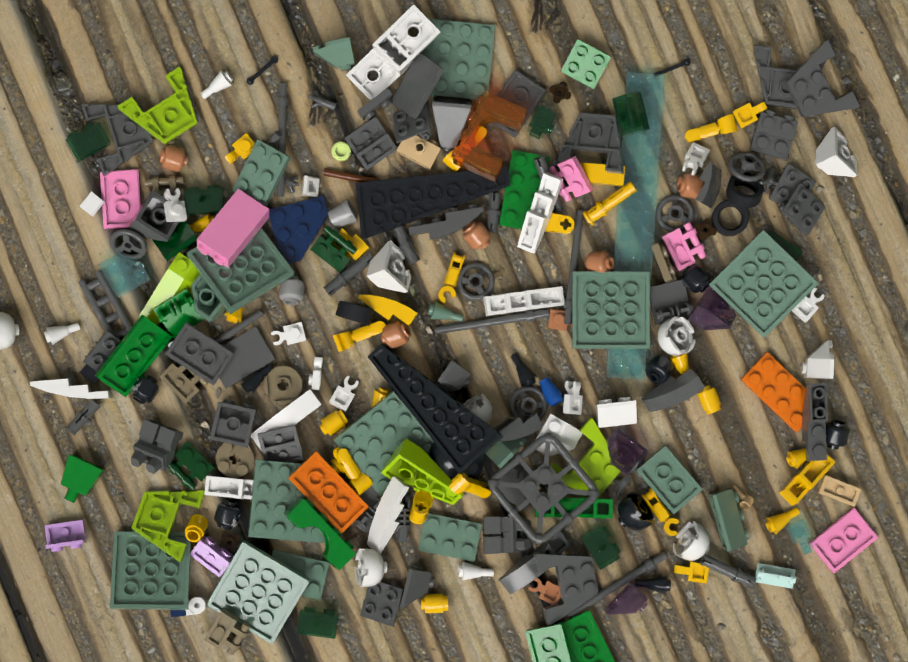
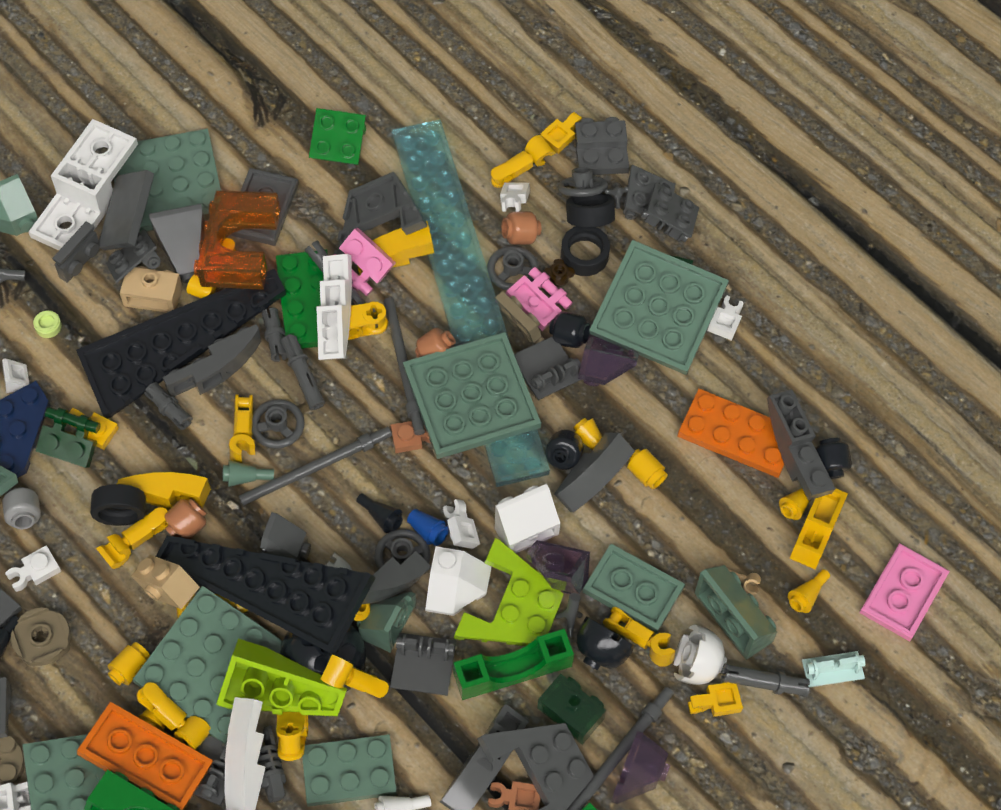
camera: 20 degrees left, 25 degrees down
(281, 445) = (56, 713): dark grey slope -> none
(290, 415) = (54, 681): white slope -> none
(315, 378) = (86, 611): white plate -> none
(343, 214) = (69, 392): light grey piece -> none
(343, 396) = (134, 623): white plate -> none
(348, 176) = (55, 351): reddish brown bar -> none
(349, 273) = (90, 473): dark grey pin -> none
(370, 143) = (84, 302): dark grey slope -> none
(370, 379) = (165, 581): none -> tan brick
(388, 269) = (152, 441): white slope -> none
(476, 235) = (260, 364): nougat head -> none
(503, 250) = (302, 371): none -> dark grey axle
(512, 538) = (438, 728): dark grey hips -> none
(523, 301) = (346, 427): white slope -> none
(541, 123) = (301, 208): clear green brick -> none
(556, 490) = (465, 661): dark grey plate -> none
(560, 87) = (312, 172): dark brown plate -> none
(602, 208) = (417, 282): yellow pin -> none
(631, 113) = (412, 162): clear green brick -> none
(657, 584) = (675, 734): black cone -> none
(676, 336) = (569, 401): white cylinder -> none
(686, 62) = (461, 105): black hinge -> none
(710, 190) = (545, 218): dark grey slope -> none
(773, 79) = (594, 92): dark grey wing -> none
(799, 534) = (842, 600): clear light blue plate -> none
(811, 89) = (628, 84): dark grey wing -> none
(819, 363) = (773, 375): white slope -> none
(834, 155) = (685, 145): white slope -> none
(839, 490) = (869, 528): tan plate -> none

